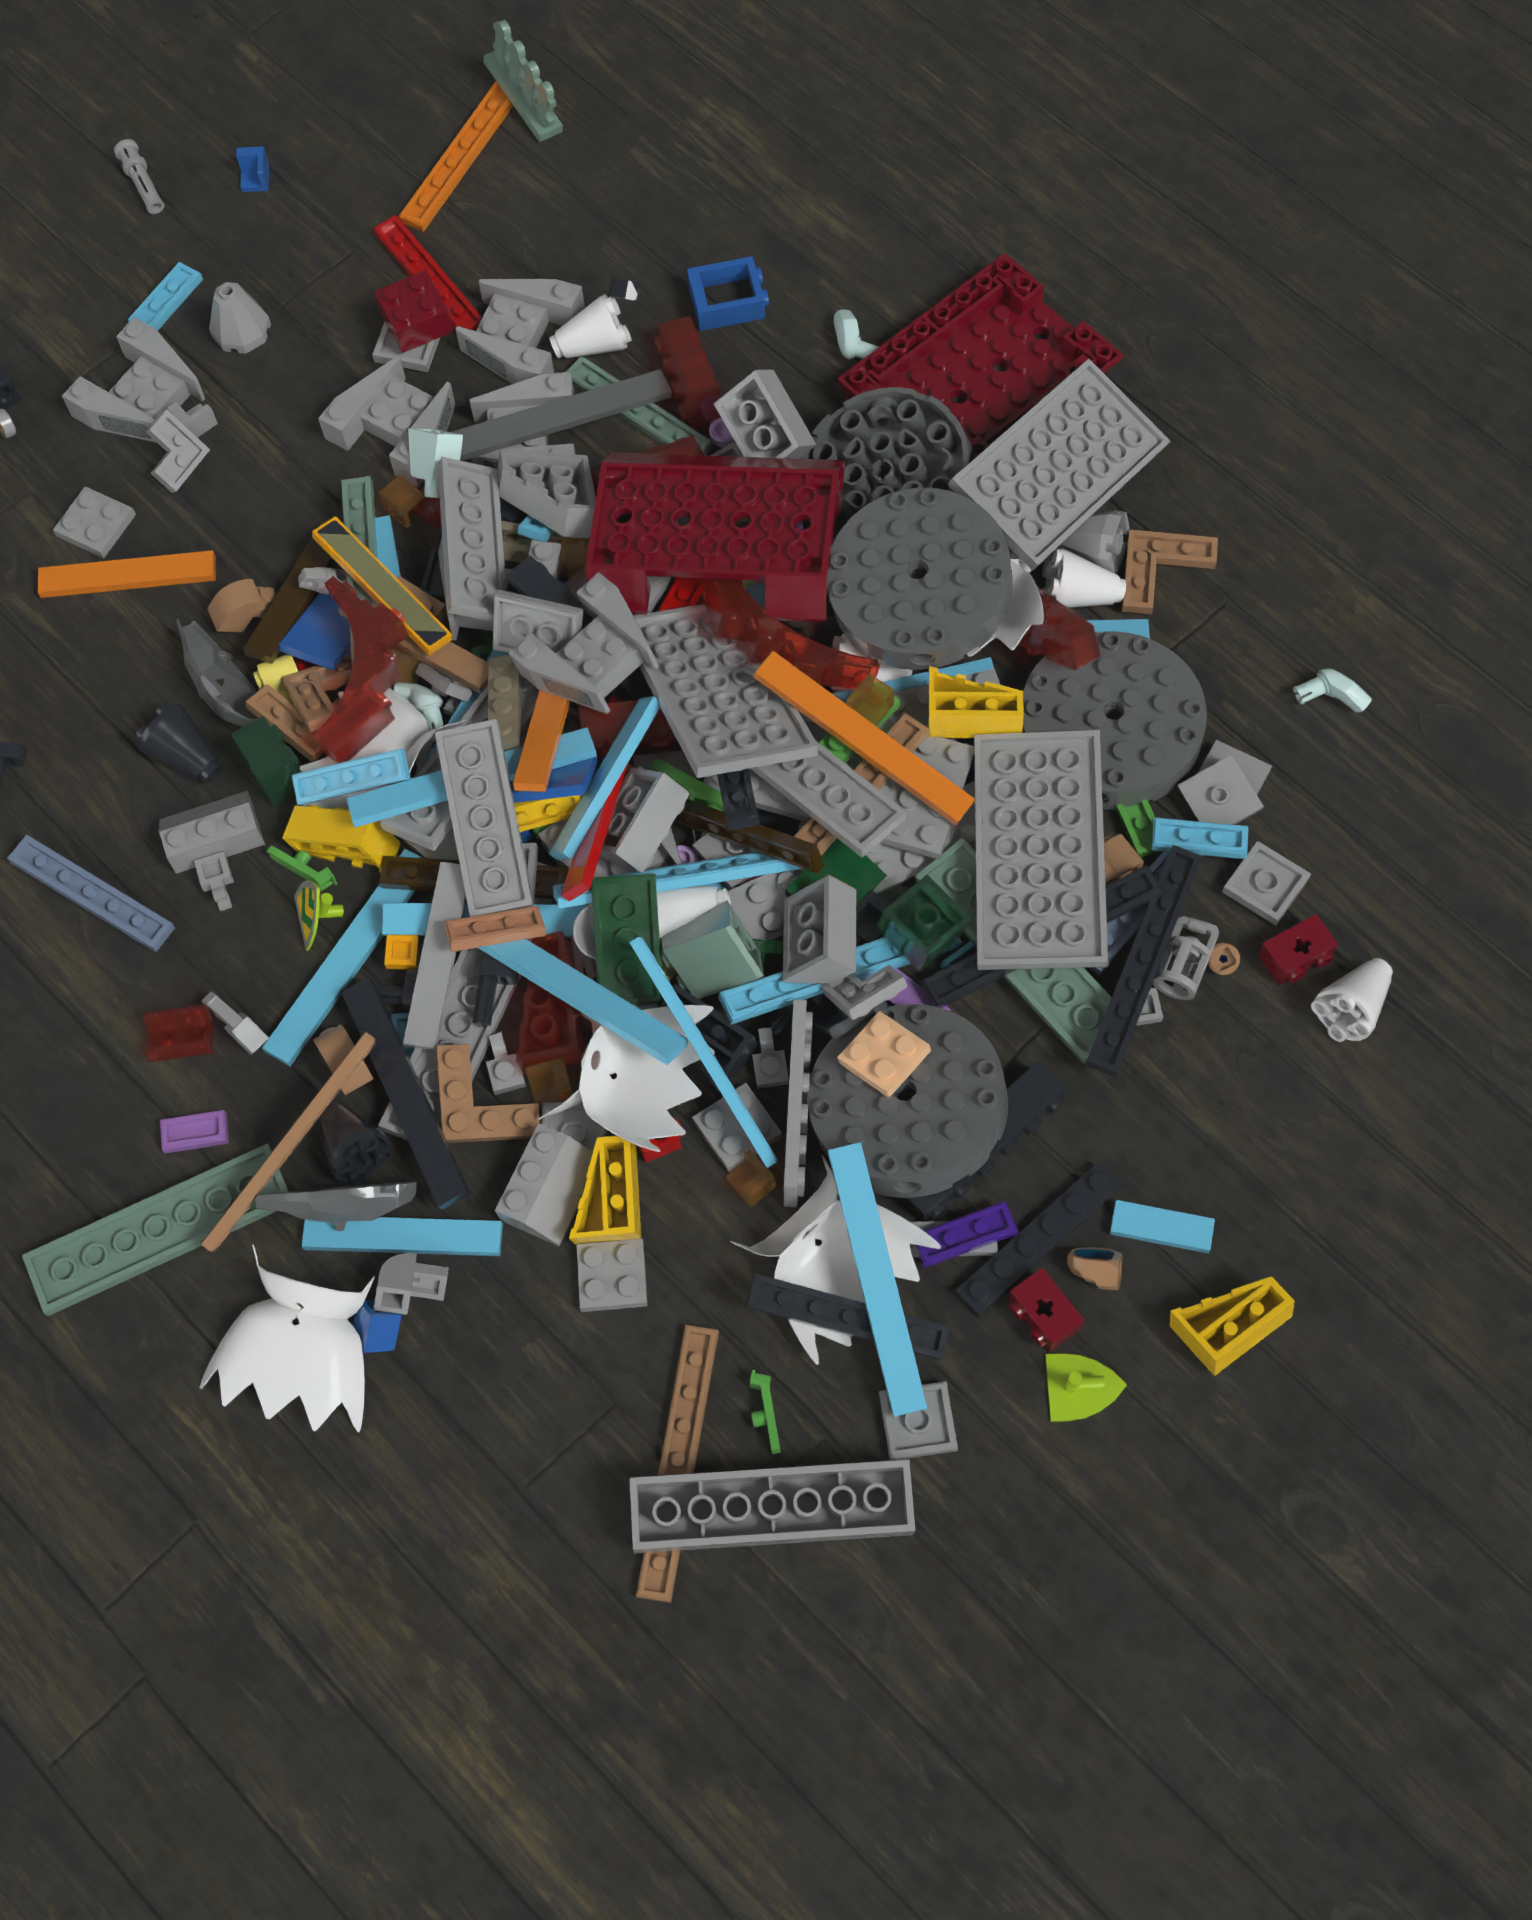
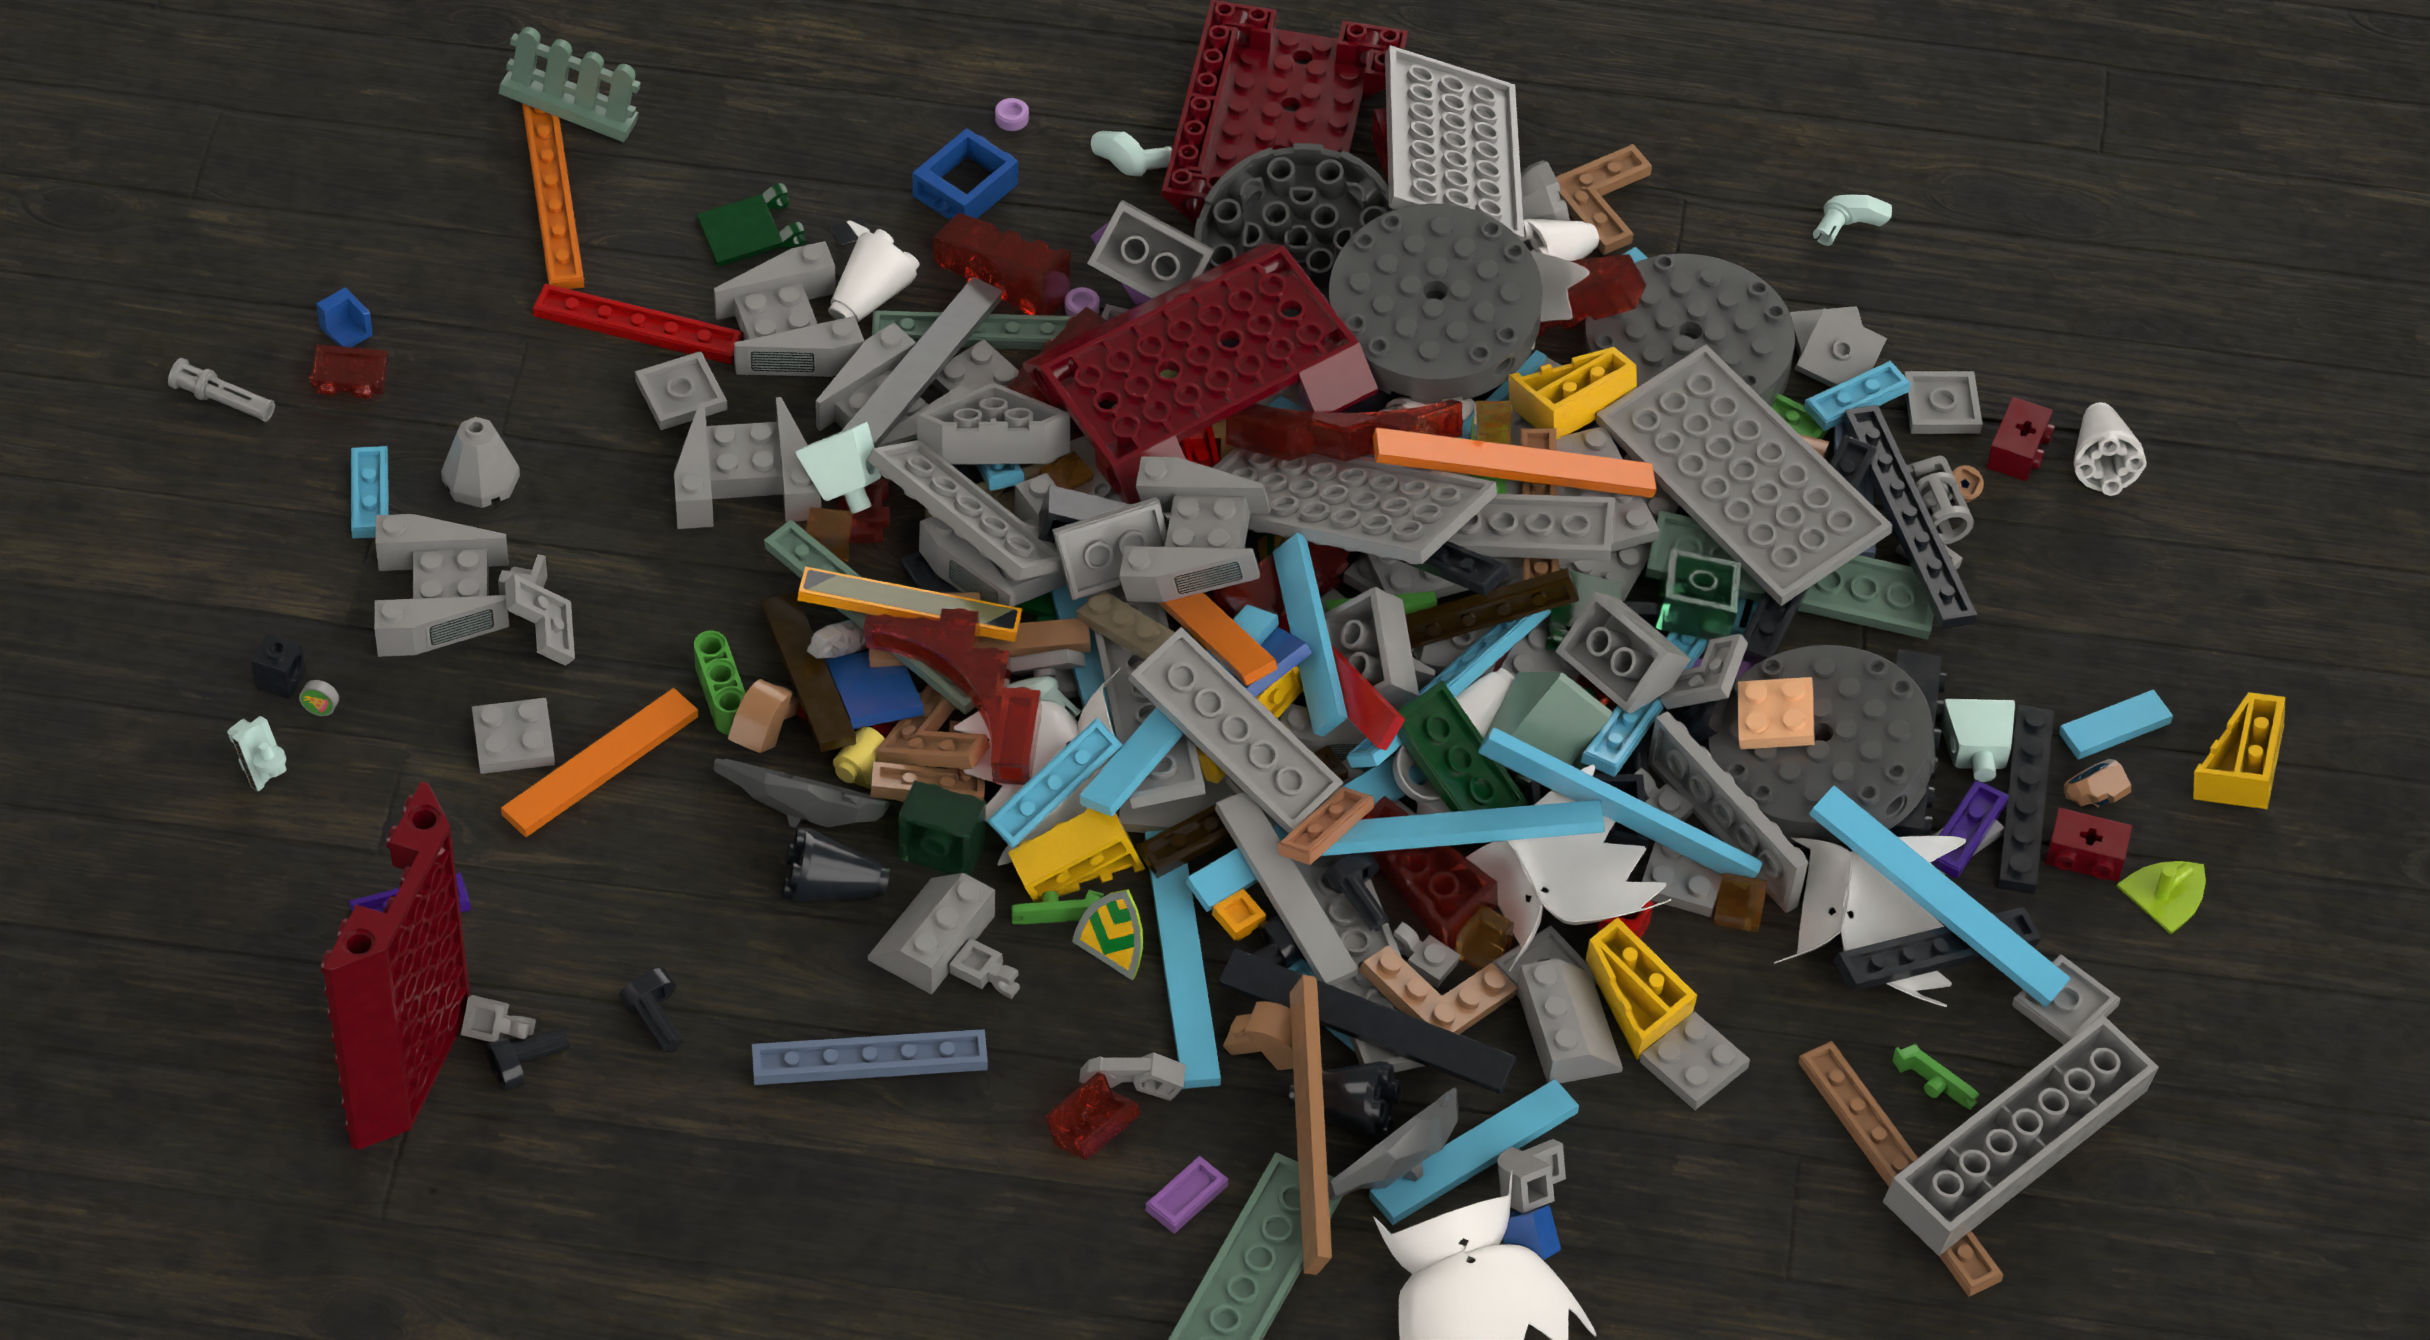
camera: 45 degrees left, 15 degrees down
(223, 206) = (349, 370): none -> clear red bracket
(243, 552) = (718, 678): none -> bright green beam
(414, 311) = (675, 353): dark red brick -> none
(557, 246) = (748, 227): none -> dark green flag
(602, 438) = (975, 369): none -> light grey plate
(805, 263) = (1011, 114): none -> lavender tile
(1046, 1167) = (1978, 734): none -> light aqua torso

